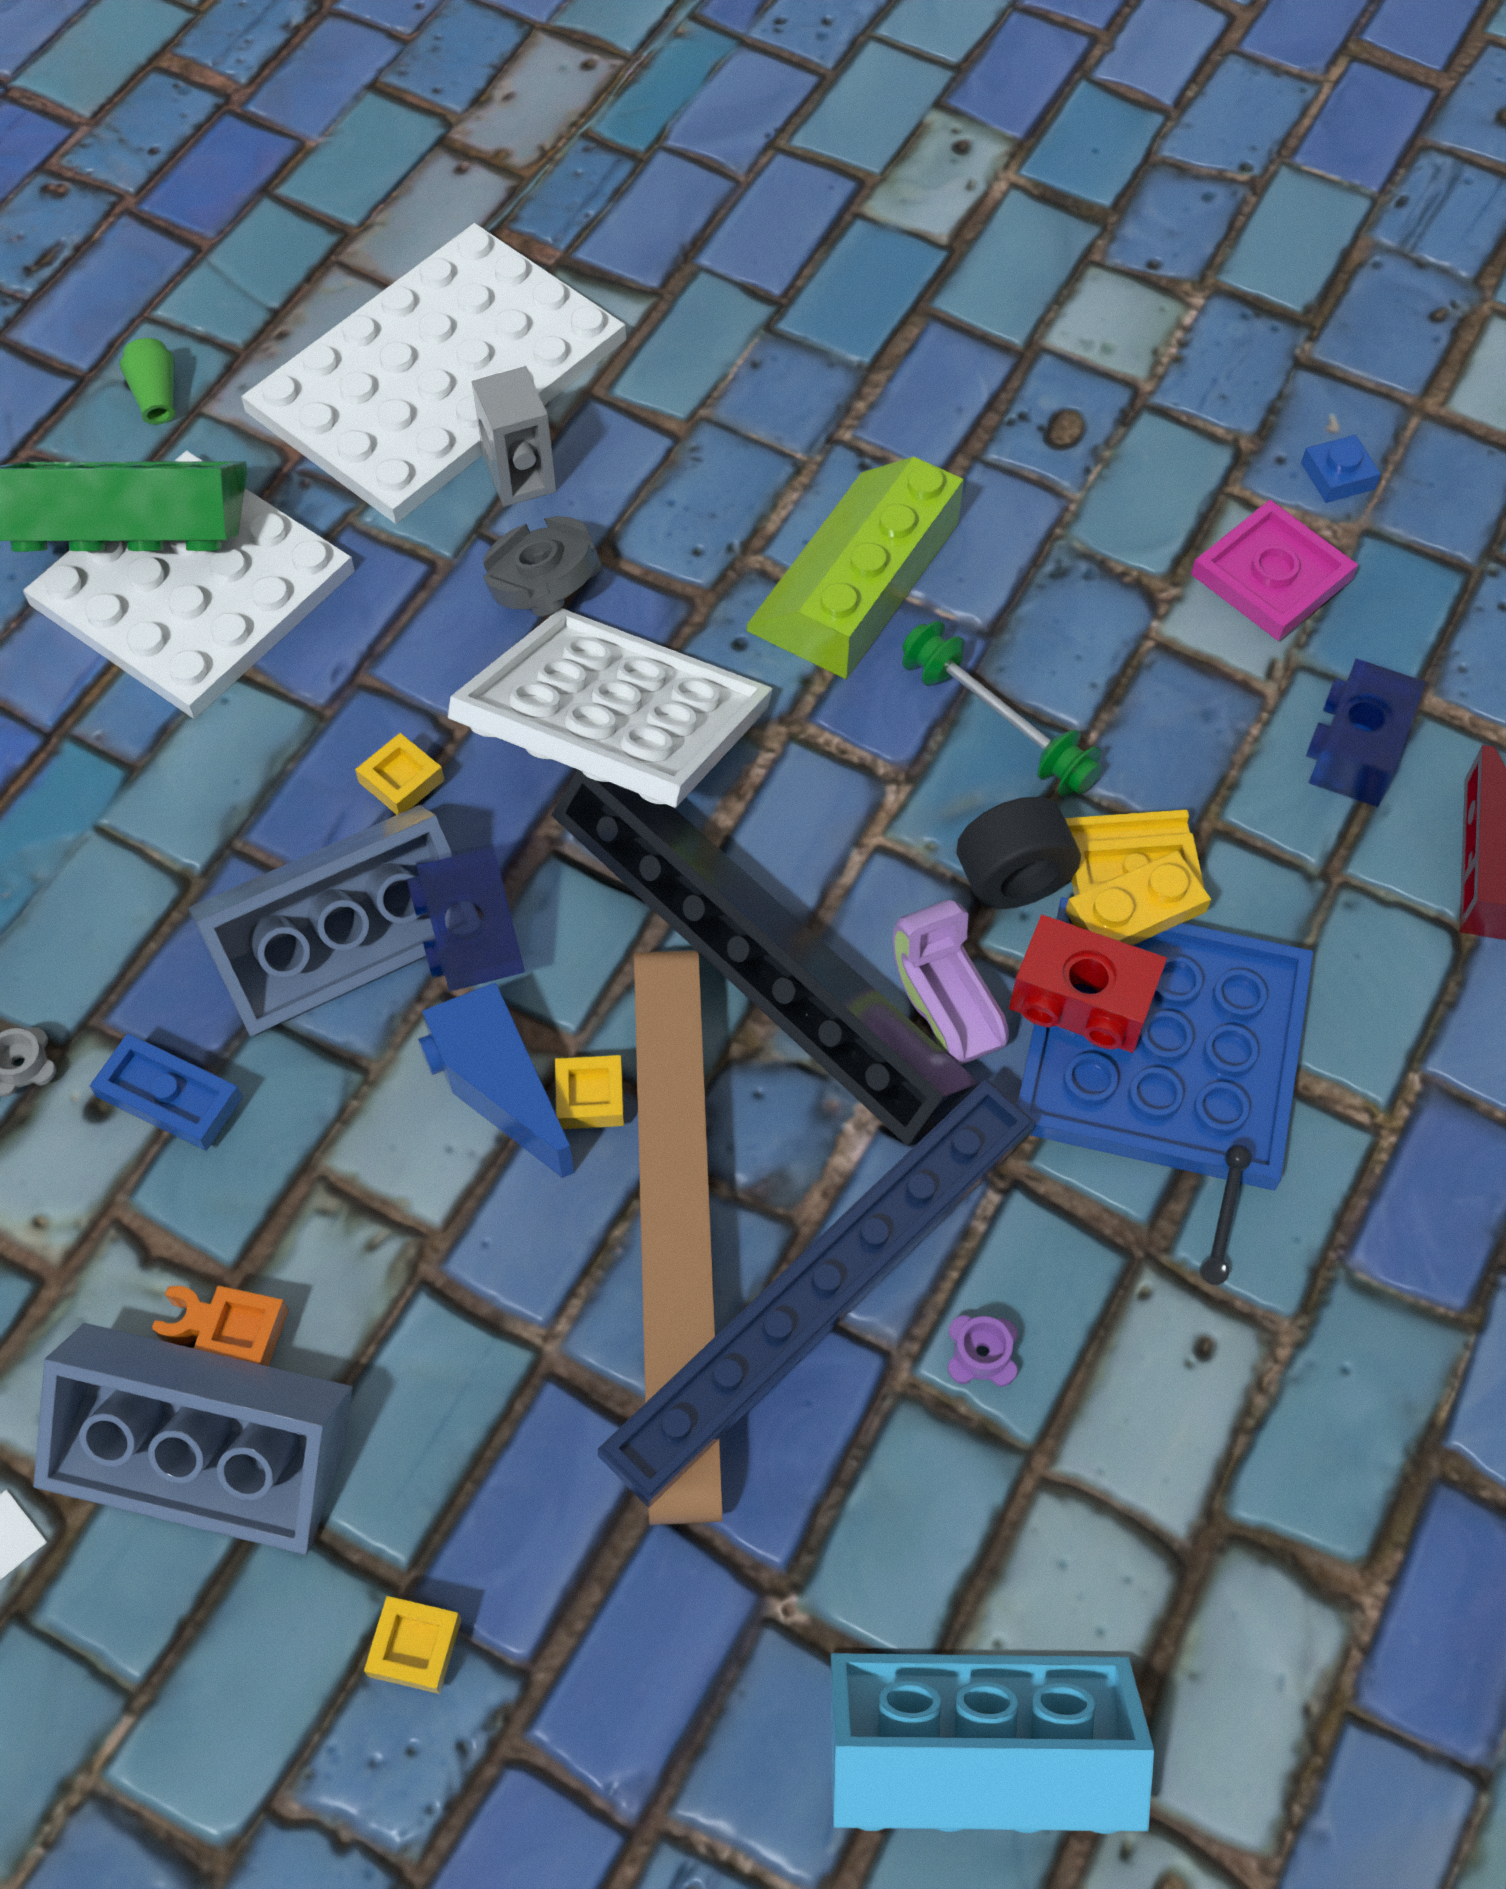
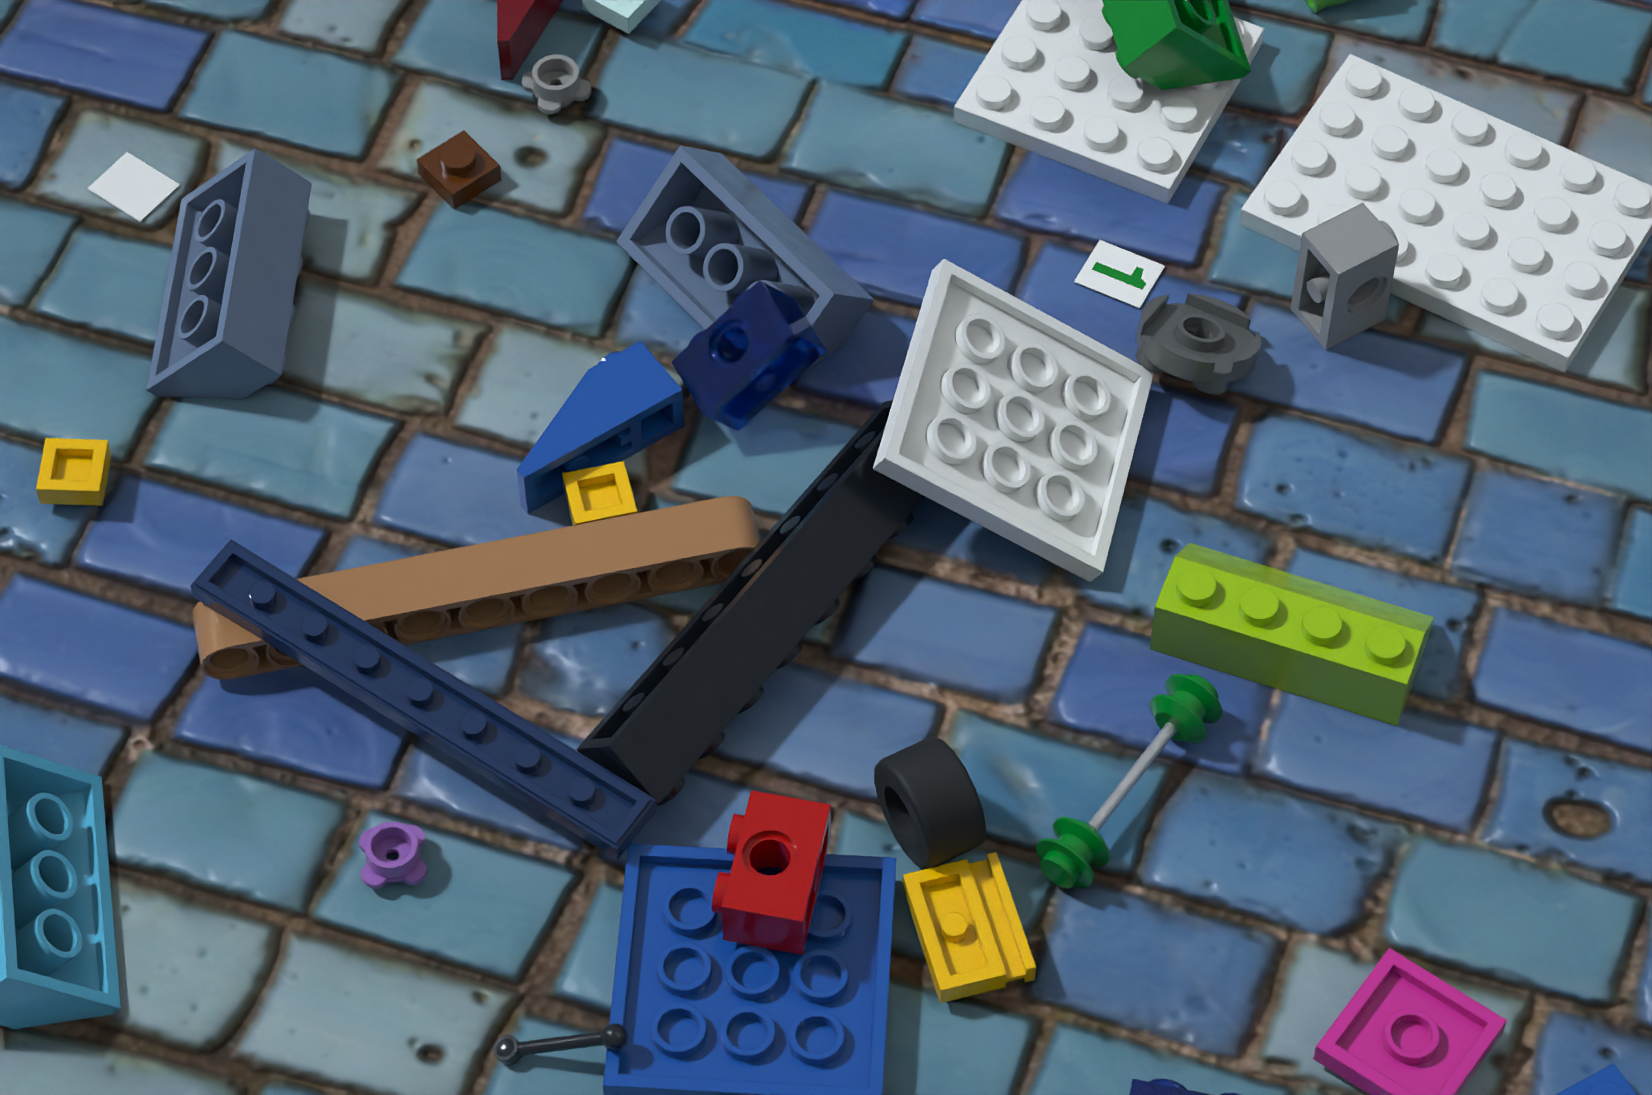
camera: 80 degrees right, 5 degrees down
(99, 1176) = (459, 169): none -> reddish brown plate
(166, 1091) = (542, 191): blue plate -> none
(233, 1324) = (330, 287): orange plate -> none
(399, 774) = (906, 281): yellow plate -> none
(425, 622) = (1119, 273): none -> white sticker
(946, 983) = (782, 761): lavender animal -> none
(1141, 901) = (893, 921): yellow plate -> none

